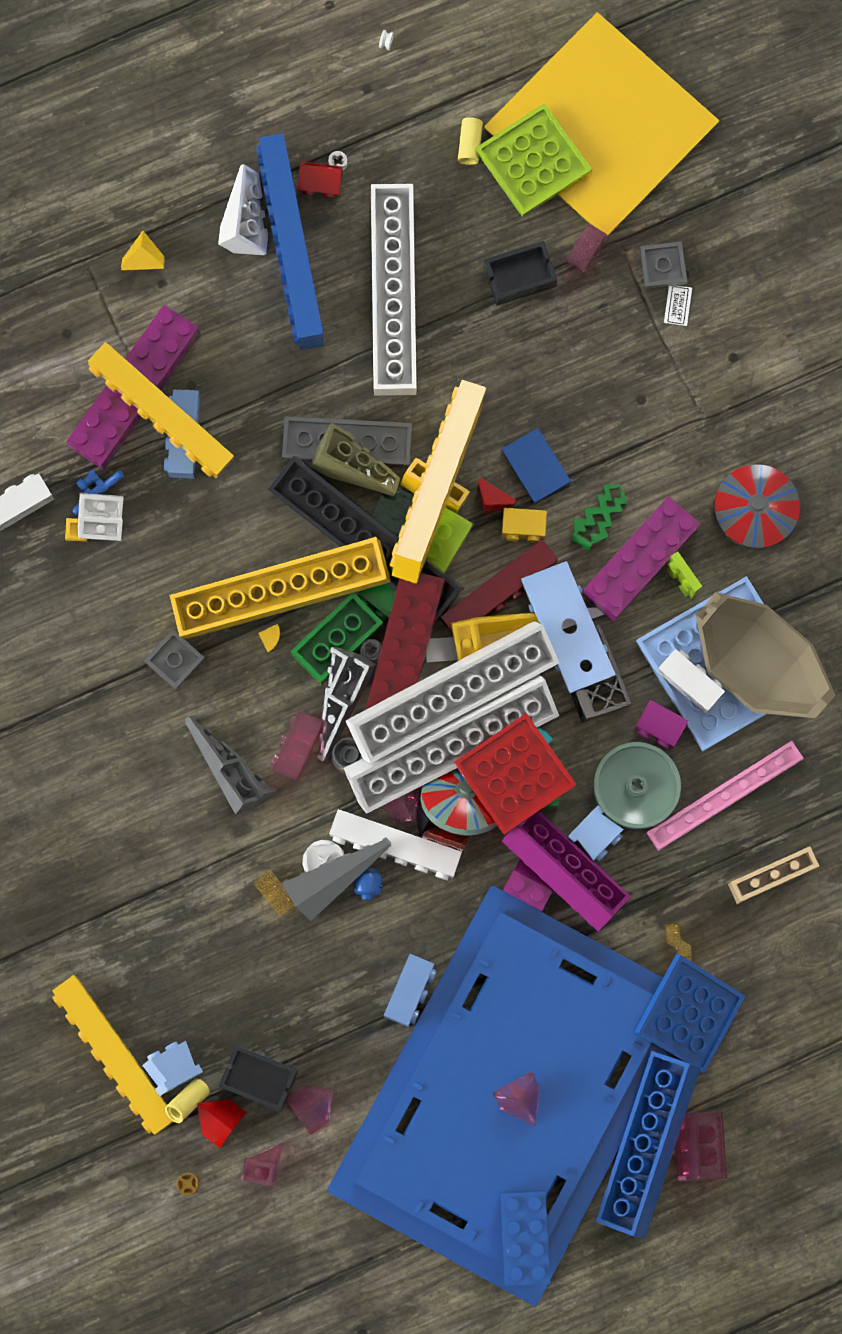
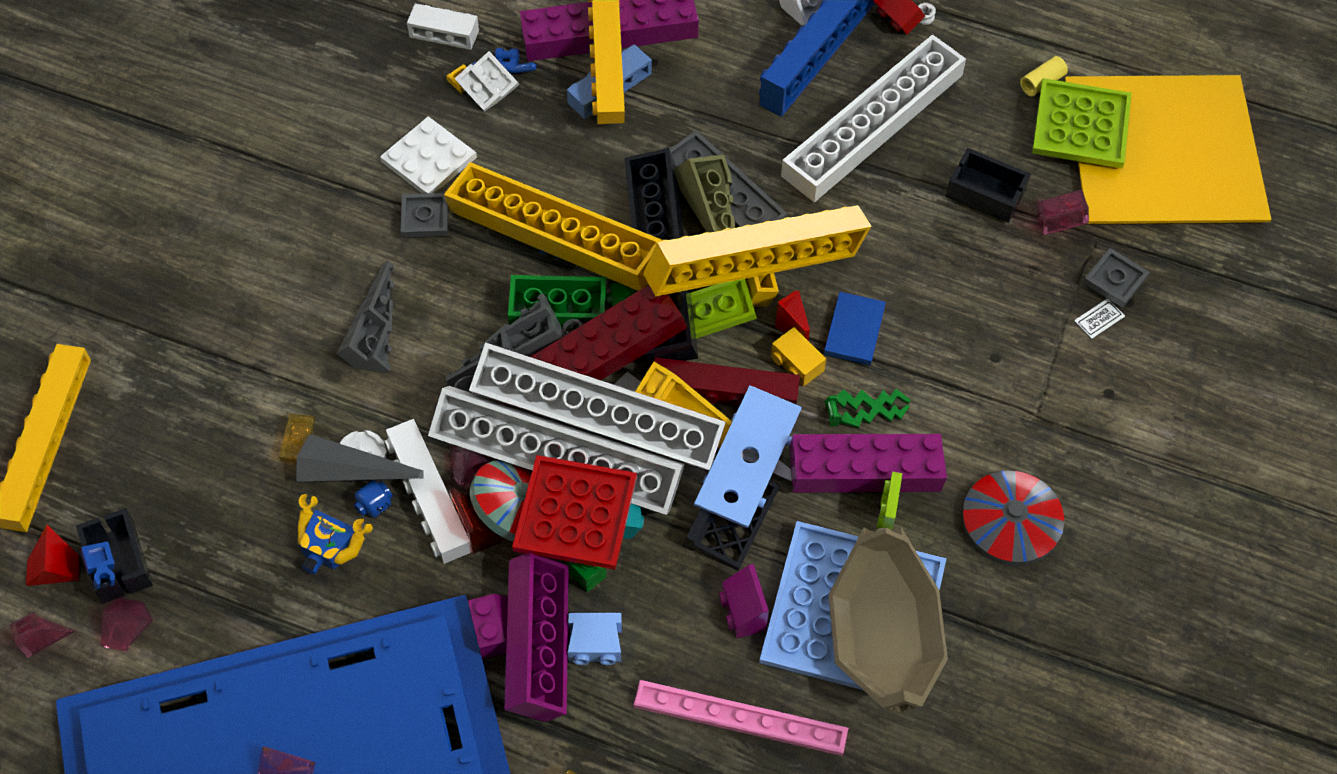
camera: 45 degrees right, 20 degrees down
(124, 613) = (428, 156): none -> white plate
(171, 1067) = (64, 482): light blue hips -> none
(187, 1100) = (39, 515): light yellow pin -> none
(262, 1091) = (99, 560): none -> blue plate
(270, 637) = (511, 264): yellow tile -> none
(297, 746) = (439, 351): clear pink brick -> none
(371, 936) = (327, 539): none -> torso
(410, 990) = (303, 605): medium blue piece -> none
(637, 785) = (671, 631): sand green dish -> none
(691, 680) = (808, 590): white brick -> none

